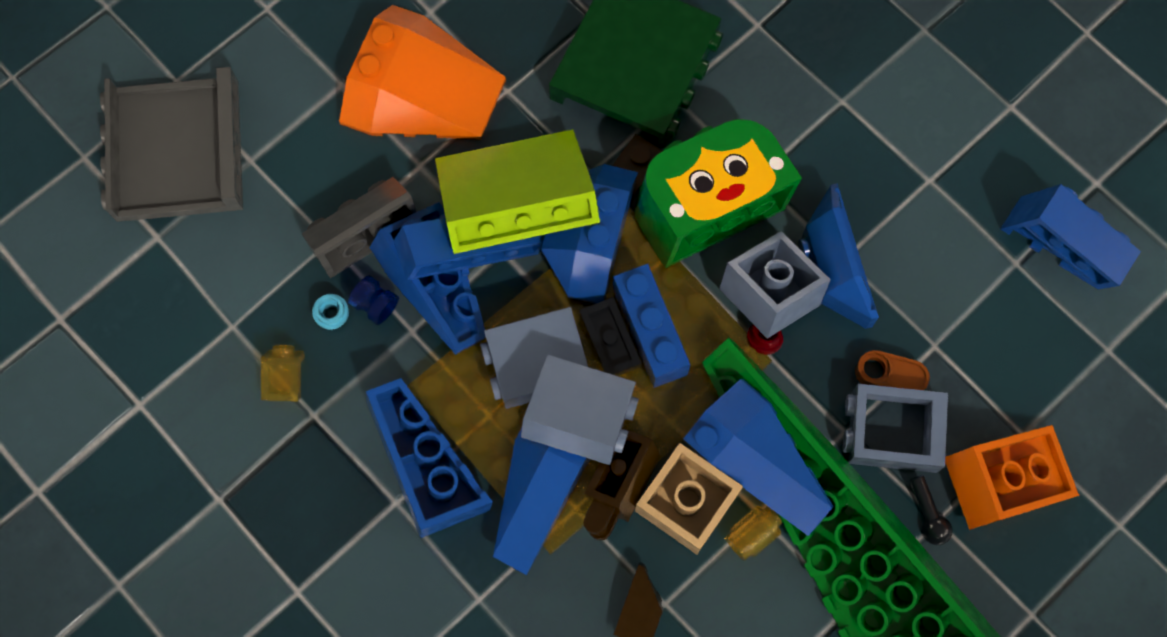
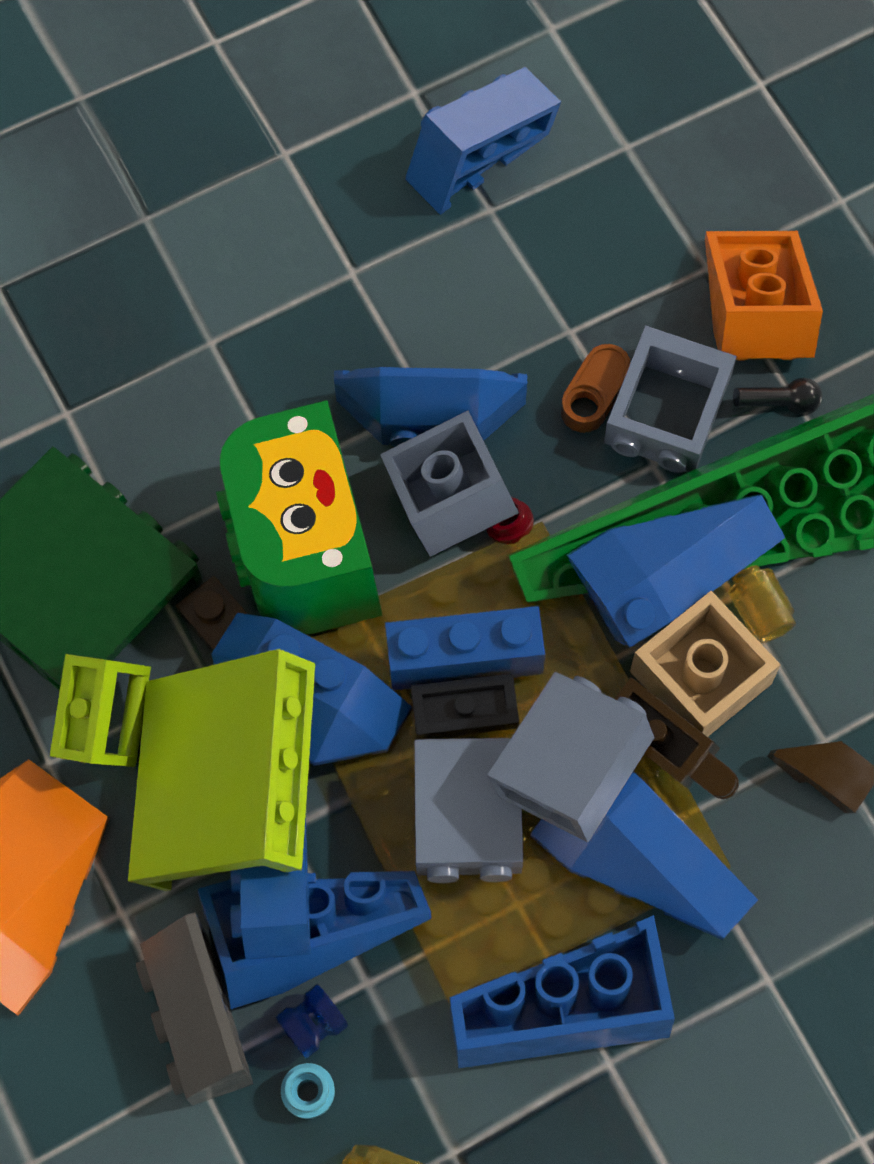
camera: 75 degrees left, 5 degrees down
(540, 93) = (86, 710): none -> lime tile

